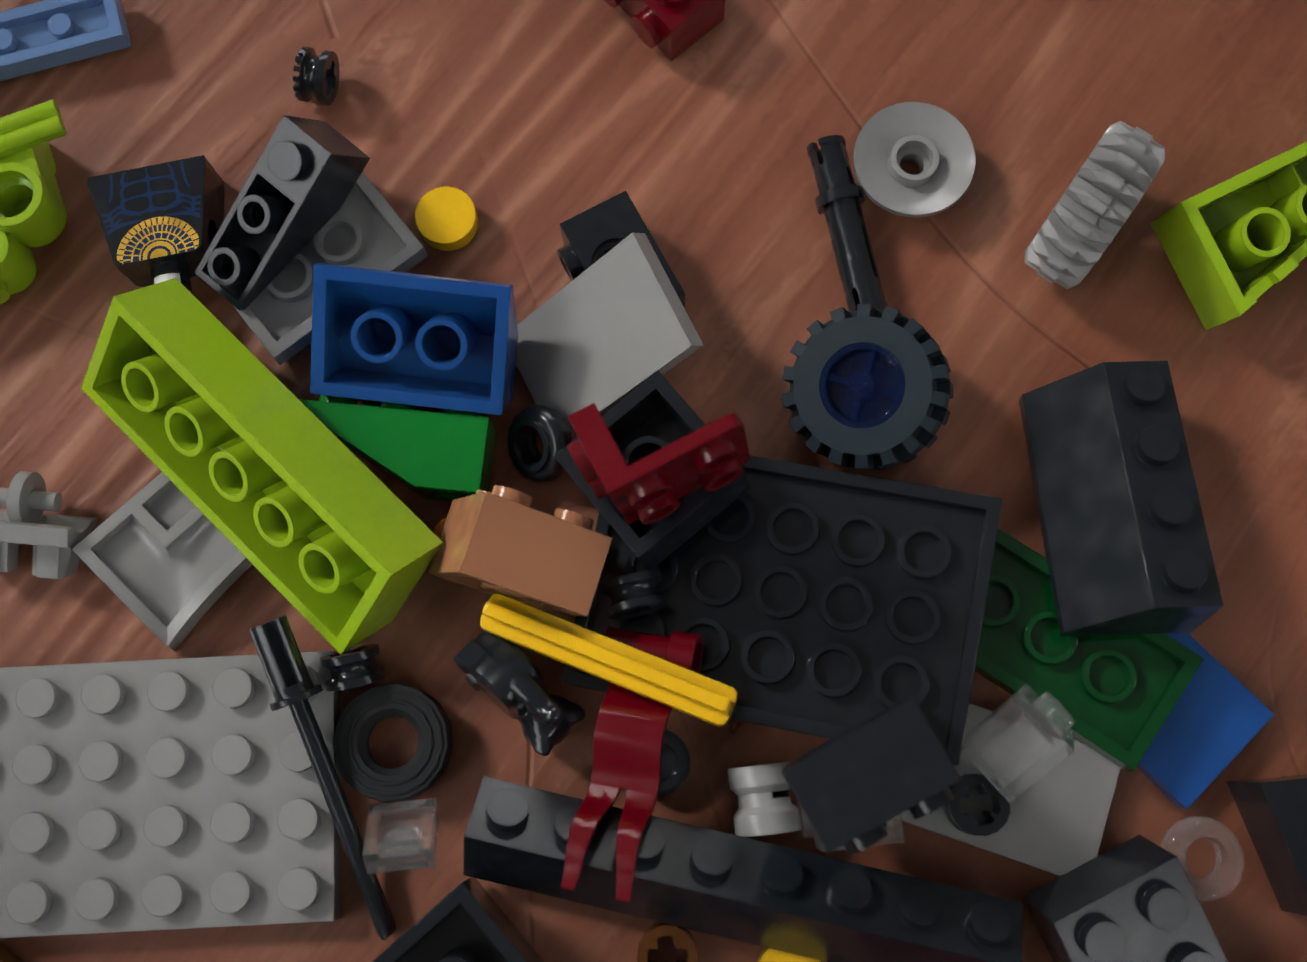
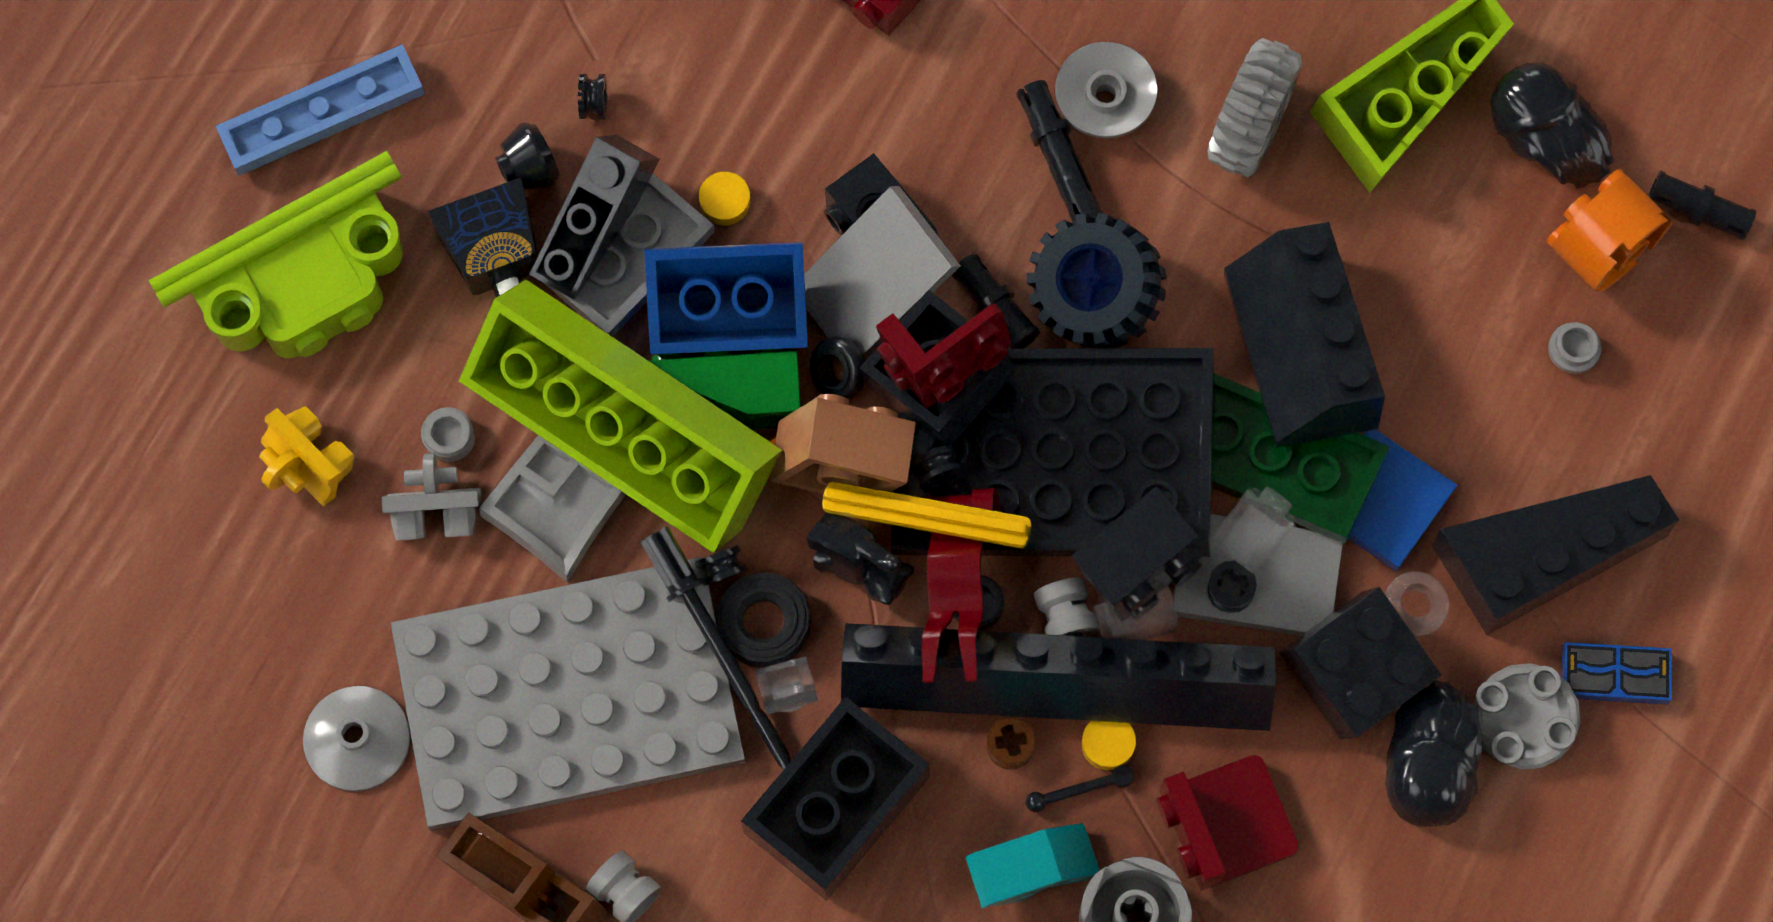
camera: 10 degrees left, 5 degrees down
(69, 448) = (448, 434): none -> light grey tile
(224, 135) = (528, 158): none -> black cone
(741, 393) = (986, 291): none -> black pin

